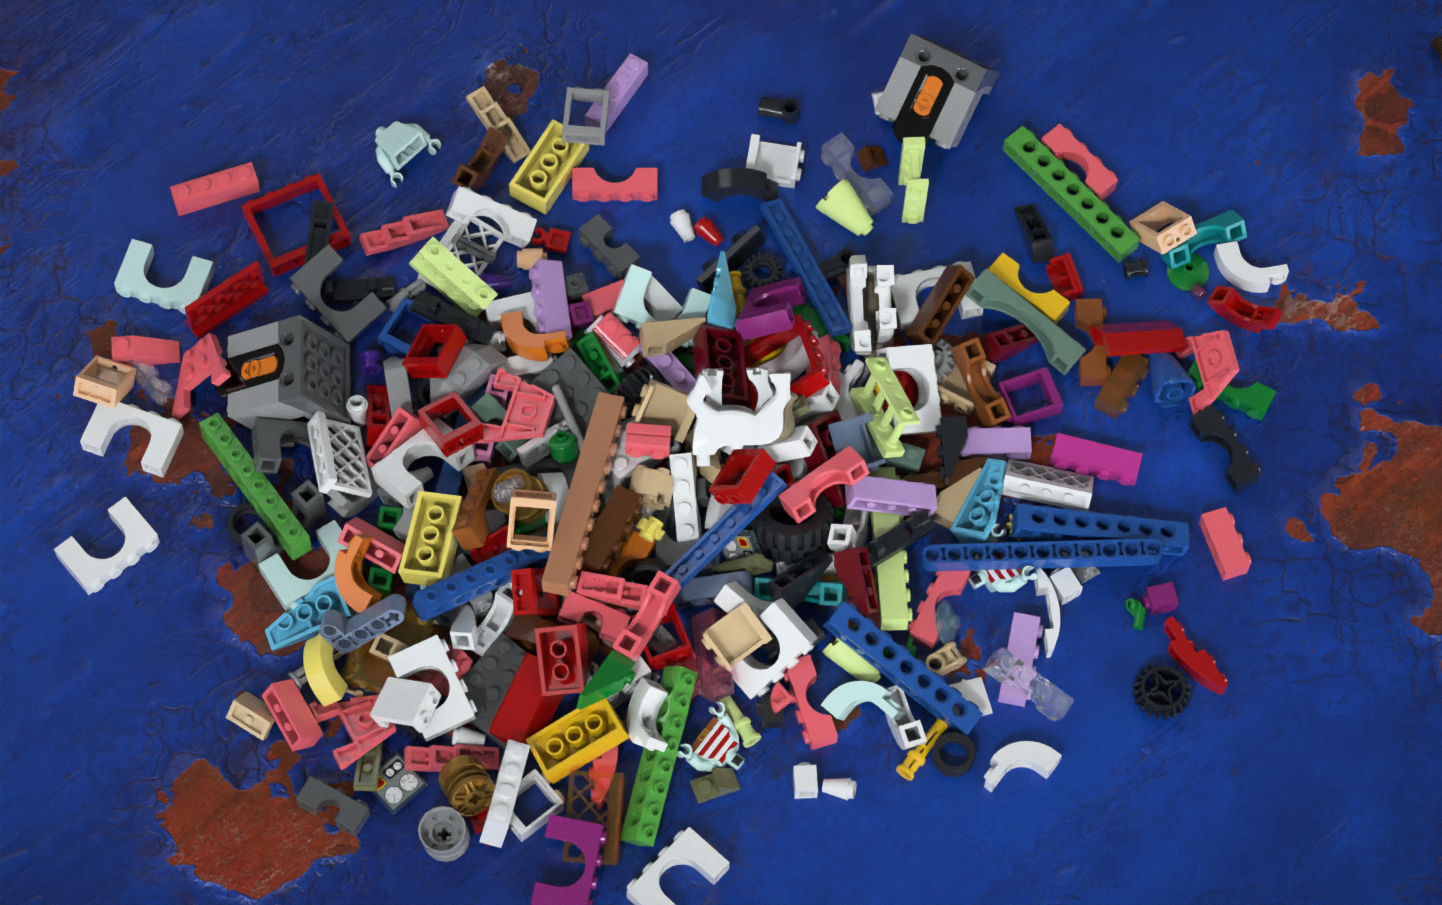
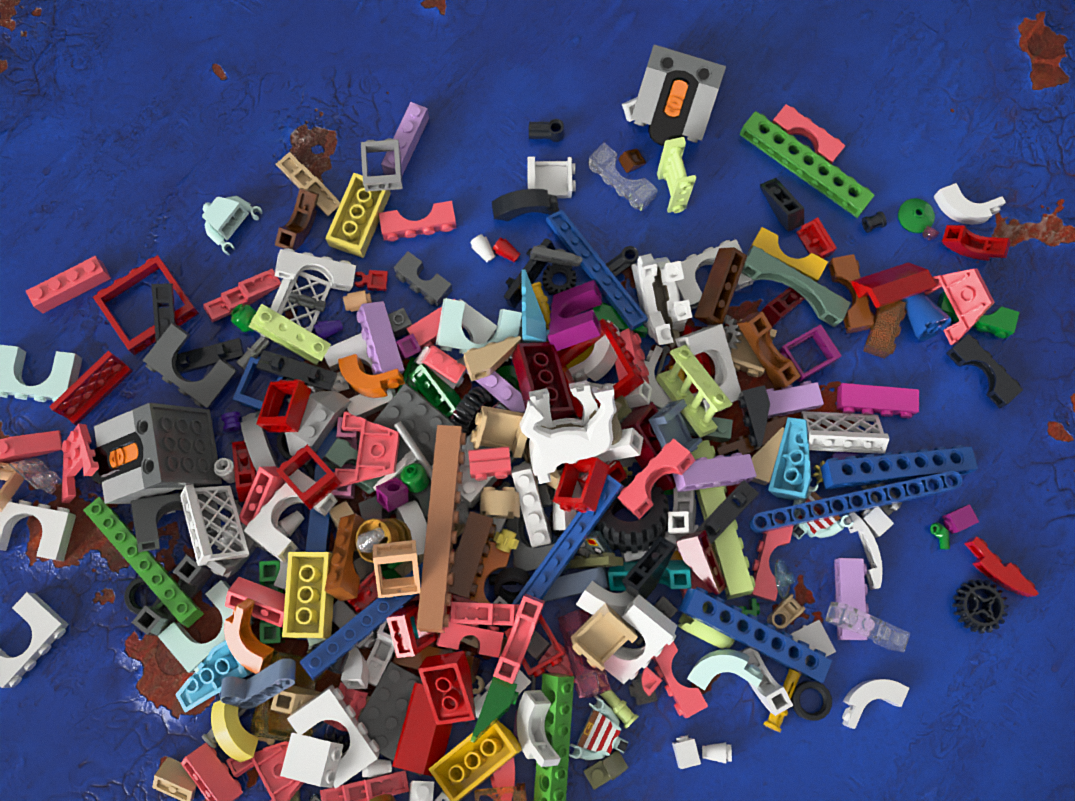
camera: 10 degrees left, 10 degrees up
(401, 254) = (242, 317): none -> green head
(536, 458) = (392, 494): none -> magenta brick
(762, 245) = (556, 256): none -> dark grey hinge
(846, 208) = (620, 210): yellowish green cone -> none
(1158, 217) = (884, 171): light nougat window -> none
(1219, 229) = (939, 174): teal arch -> none
(1225, 543) = (1003, 458): coral brick -> none

